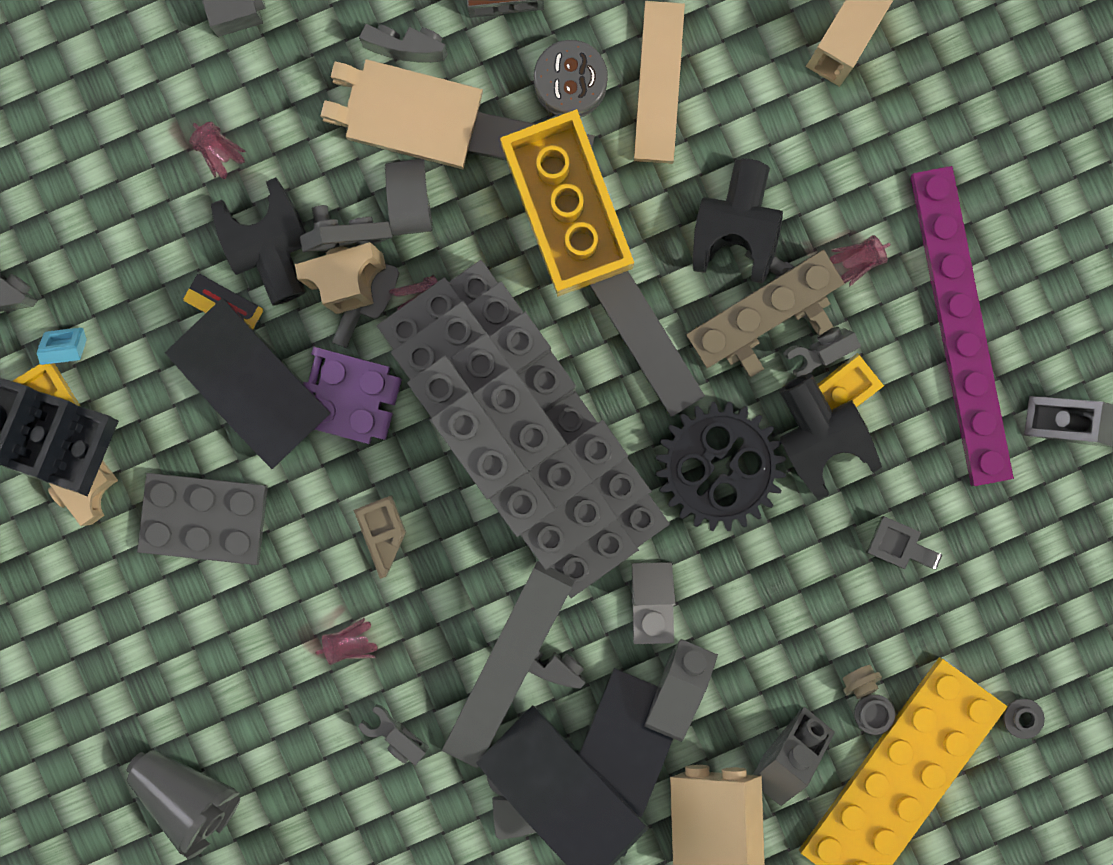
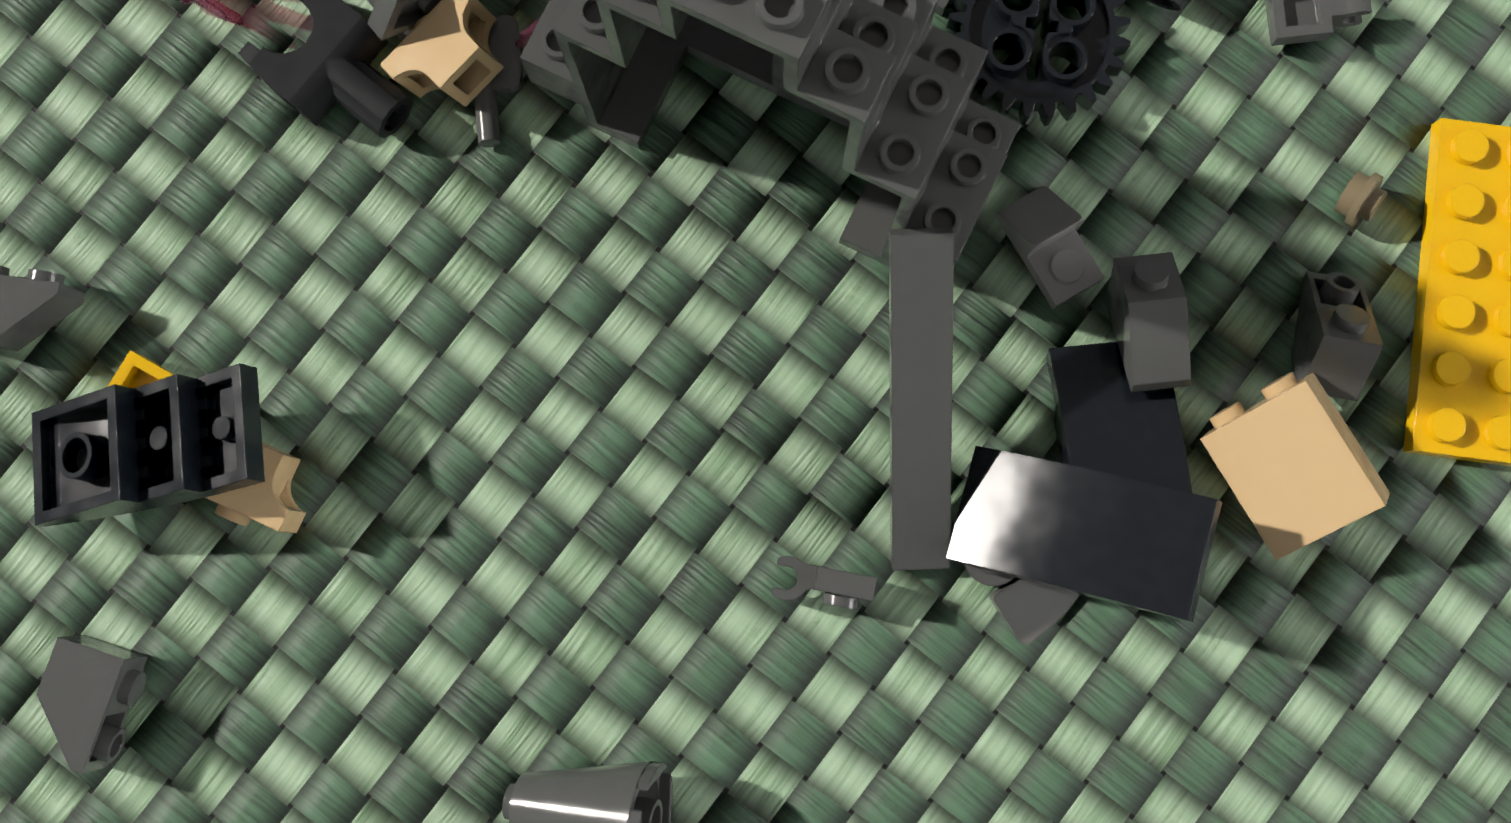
camera: 30 degrees left, 5 degrees down
(61, 346) = (139, 325): medium azure tile -> none
(202, 519) = (432, 447): dark grey plate -> none
(206, 293) = (320, 174): sticker -> none
(247, 383) = (400, 244): black slope -> none
(346, 645) = (695, 502): clear pink piece -> none
(353, 395) = (535, 200): medium lavender plate -> none
(382, 532) = (666, 341): dark tan tile -> none
(559, 670) = (986, 385): dark grey slope -> none
(874, 714) = (1398, 231): dark grey plate -> none

